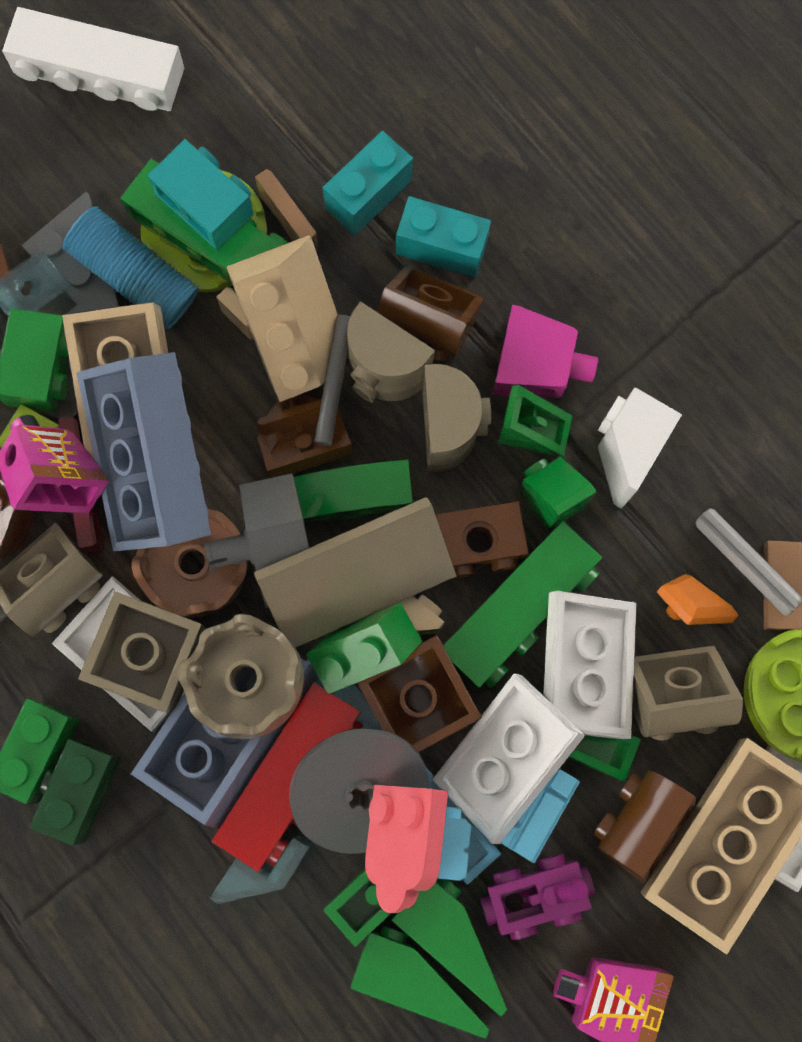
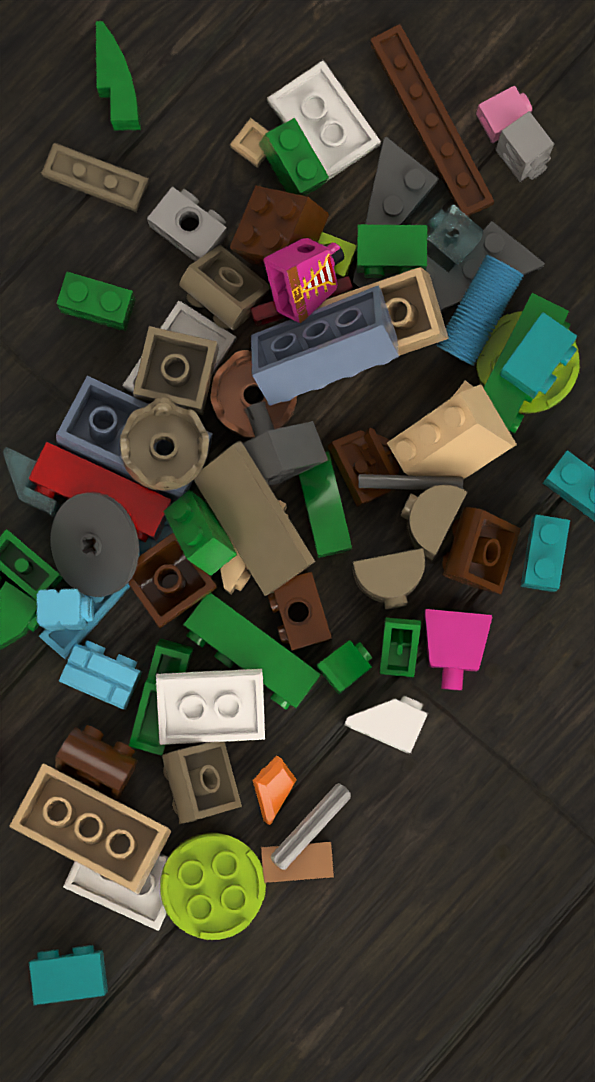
camera: 90 degrees right, 5 degrees up
(74, 792) = (71, 337): dark green brick -> none
(284, 207) = (548, 425): medium nougat tile -> none
(404, 843) = (59, 578): coral plate -> none
(508, 758) = (132, 650): white tile -> none
(552, 893) = (40, 700): magenta brick -> none

